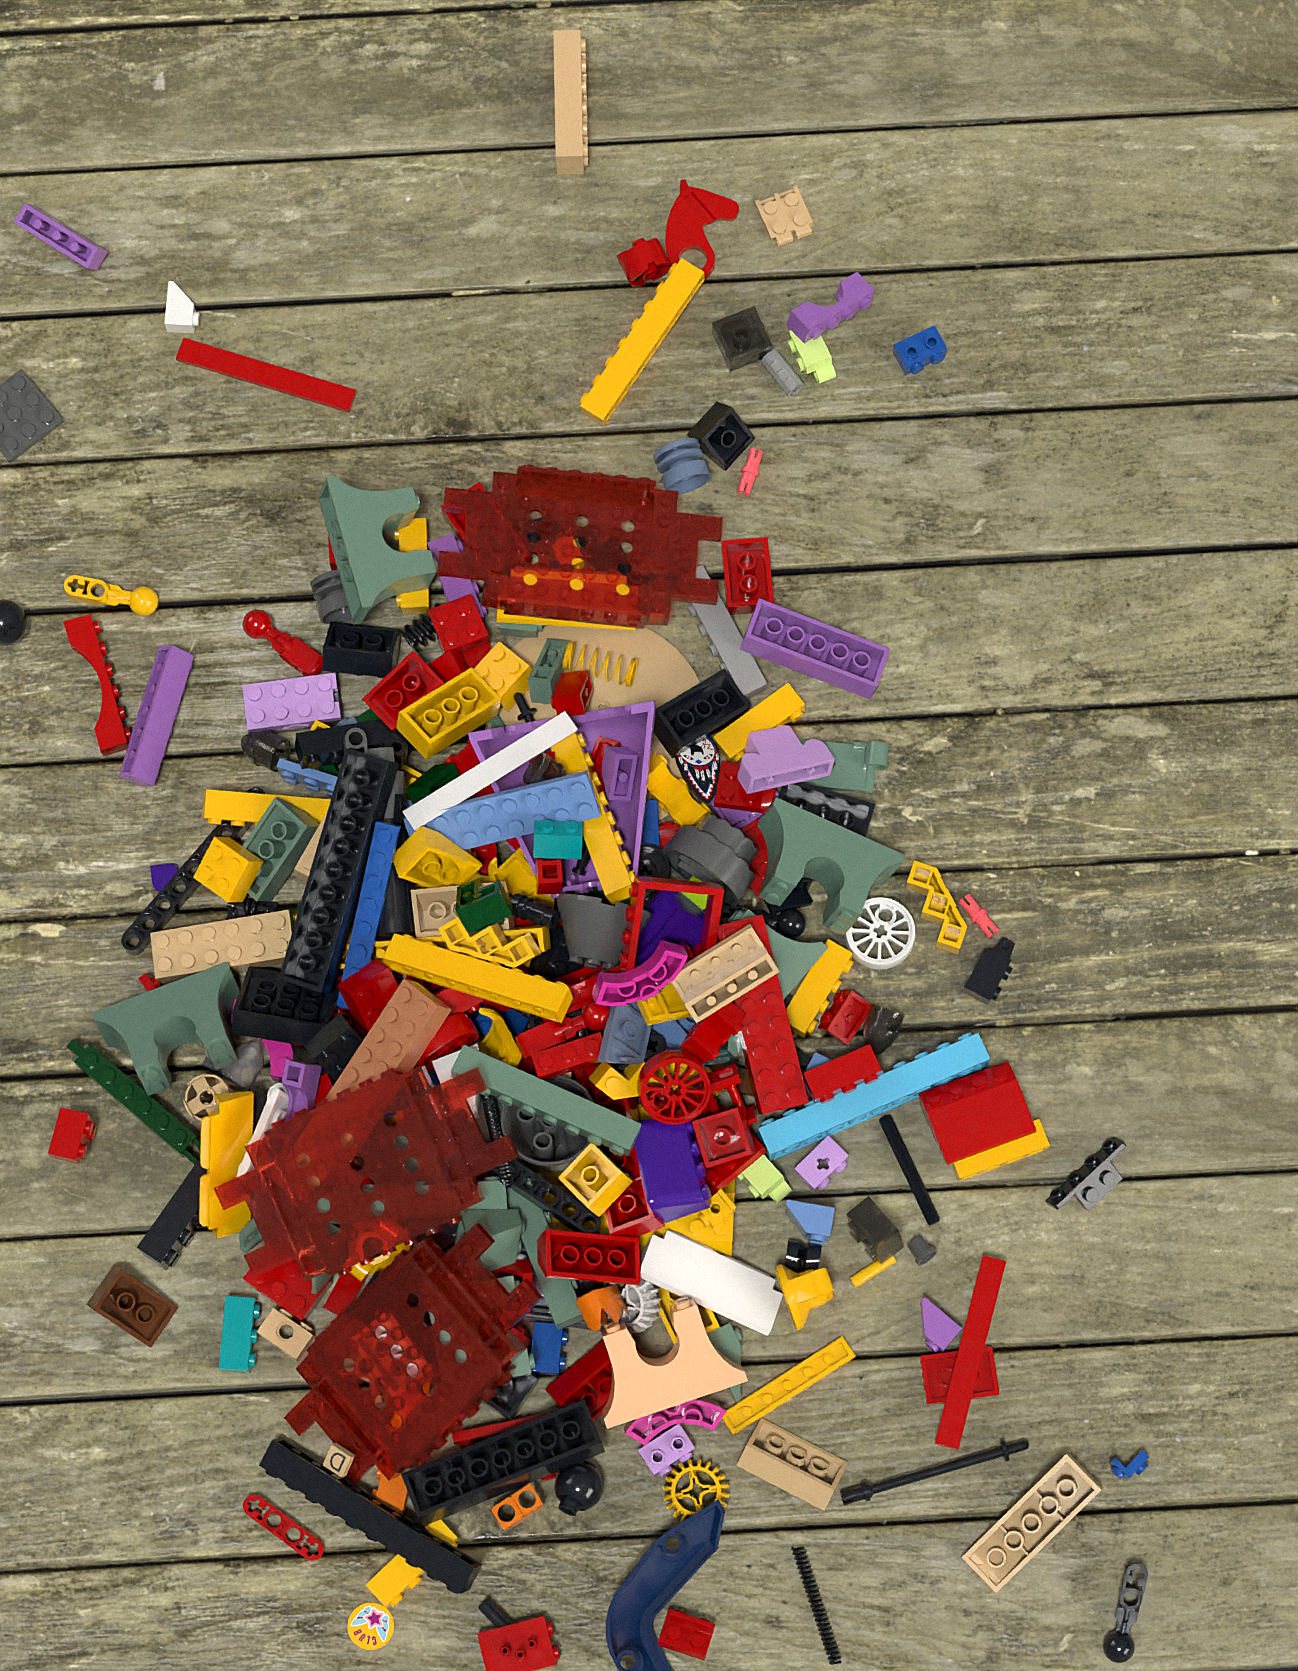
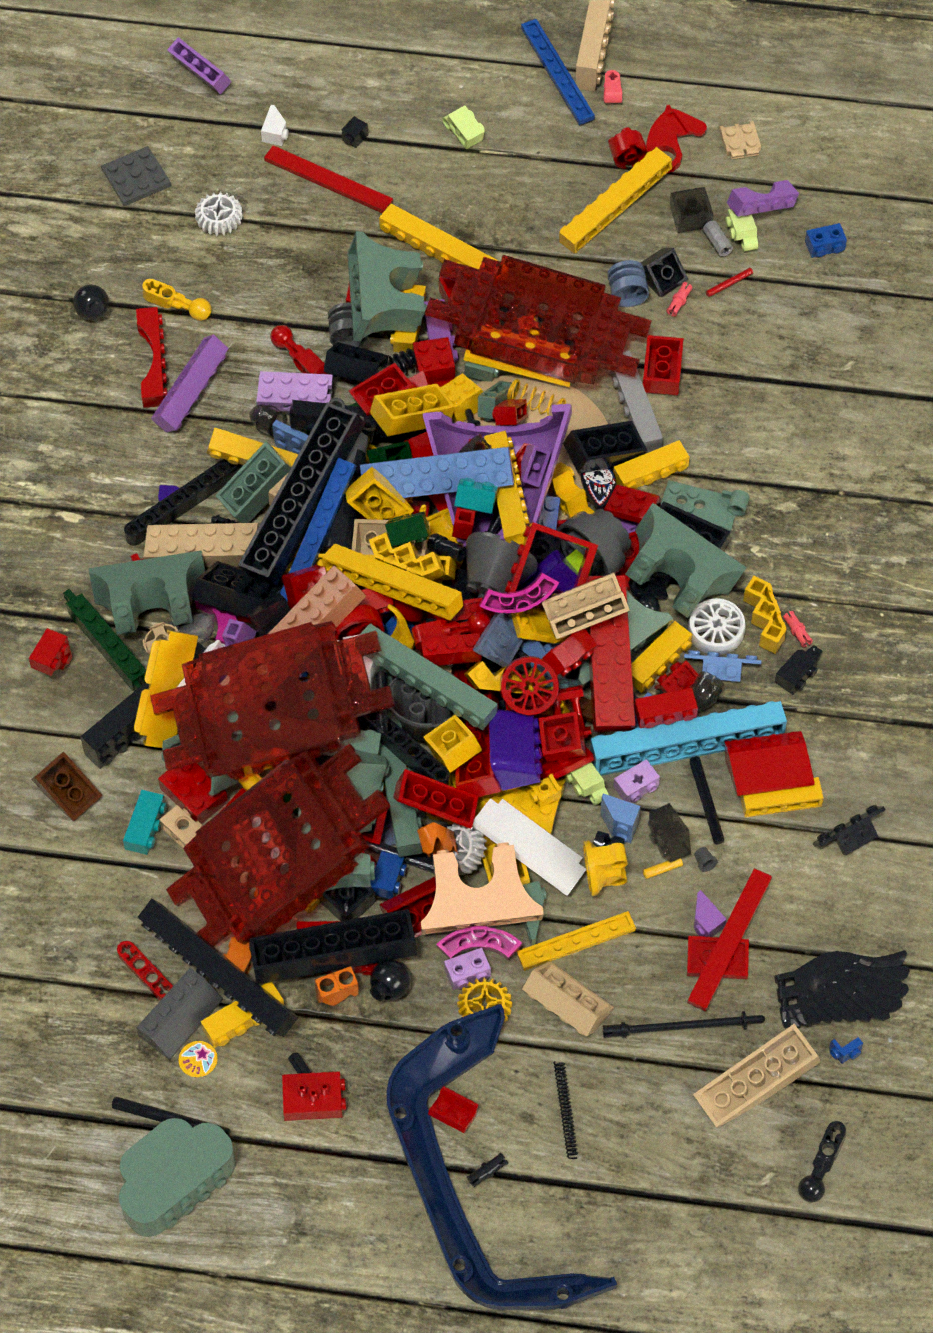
camera: 10 degrees right, 15 degrees down
(127, 456) = (218, 213): none -> white gear
(228, 869) = (218, 489): yellow brick -> none
(285, 299) = (354, 132): none -> black brick
(337, 1577) = (179, 1014): none -> dark grey slope
(338, 1460) = (201, 923): tan tile -> none
(424, 447) = (429, 238): none -> yellow brick
(426, 264) = (464, 126): none -> yellowish green hinge
(490, 770) = (434, 441): white sticker -> none
(529, 155) = (557, 72): none -> blue plate
(606, 172) = (612, 87): none -> coral piece
(779, 759) = (664, 486): lavender brick -> none
(808, 433) = (729, 282): none -> red bar
(814, 649) = (704, 419): medium lavender brick -> none
(895, 986) = (724, 668): none -> medium blue bracket
(1114, 1388) = (843, 987): none -> black animal

